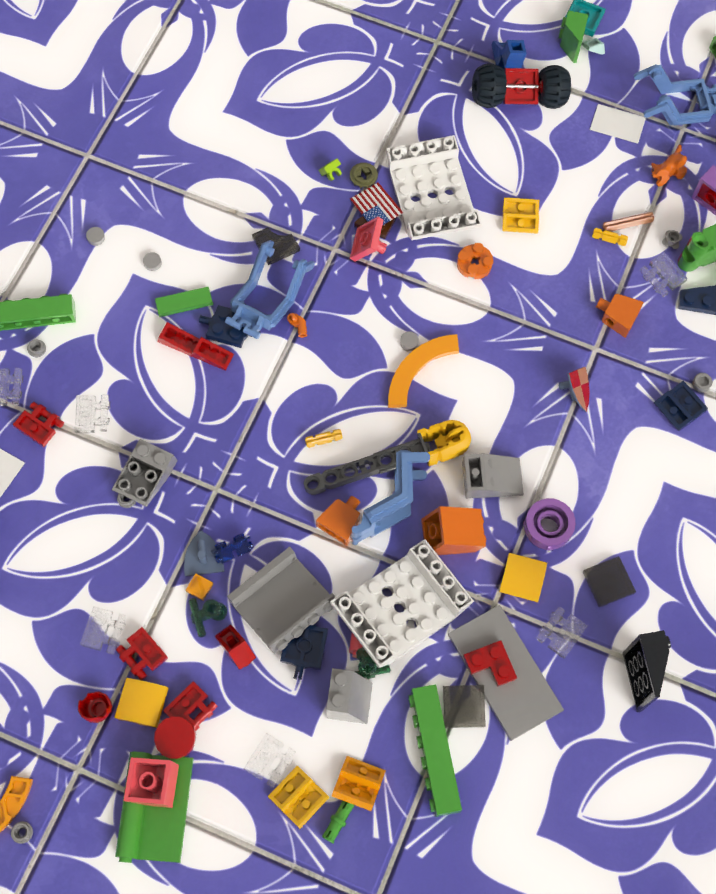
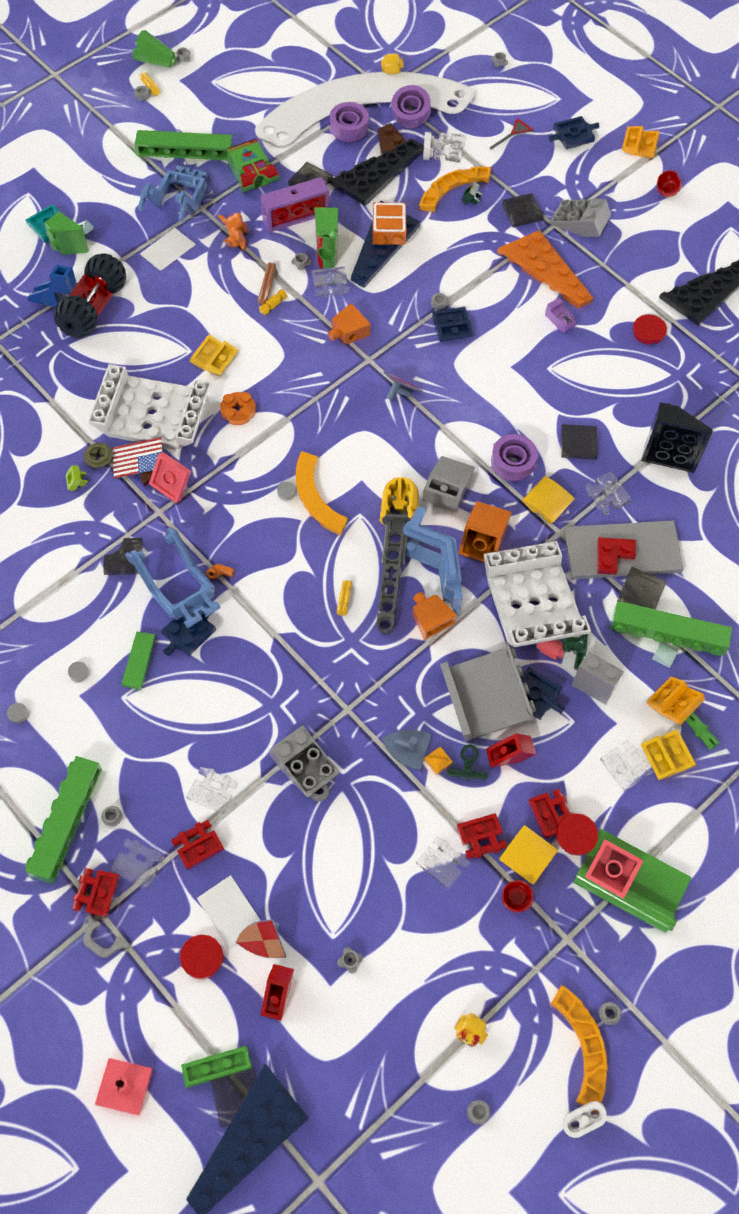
camera: 65 degrees left, 5 degrees down
(195, 347) = (187, 673): red slope -> none
(224, 550) = (414, 707): clear blue hinge -> none
(406, 756) = (665, 655): none -> light aqua slope

